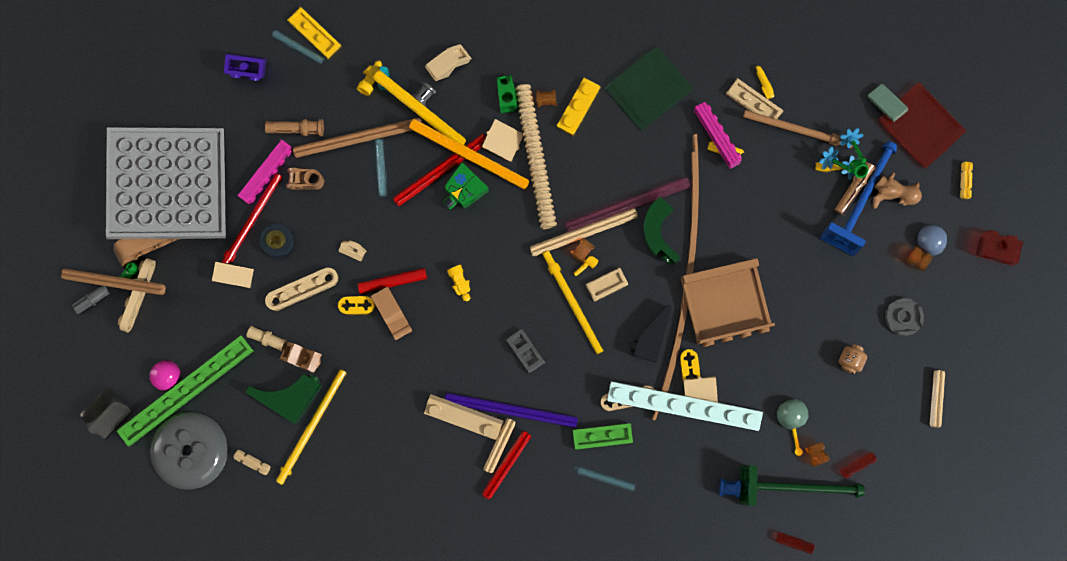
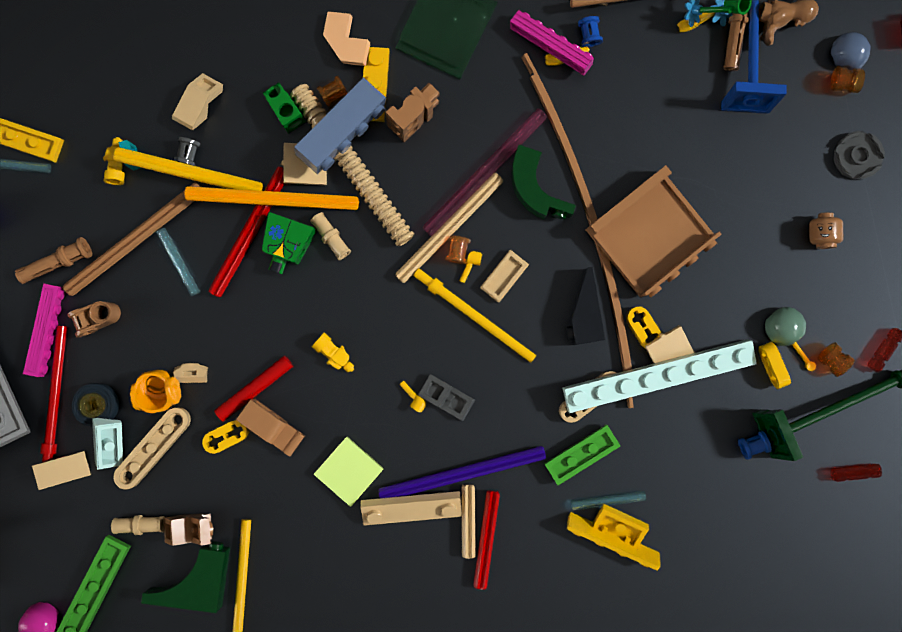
camera: 30 degrees left, 5 degrees up
(273, 270) = (107, 442): none -> light aqua slope
(323, 250) = (155, 391): none -> light orange hair
(431, 370) = (348, 471): none -> yellowish green tile
(496, 199) = (330, 236): none -> tan pin
(503, 345) = (418, 403): none -> yellow hand
(540, 126) = (340, 126): none -> sand blue brick
(569, 72) = (349, 50): none -> light nougat tile
(595, 139) = (415, 109): none -> medium nougat hips
(602, 503) = (616, 532): none -> yellow bracket
(749, 140) = (587, 23): none -> blue bush
(771, 431) = (774, 365): none -> yellow beam

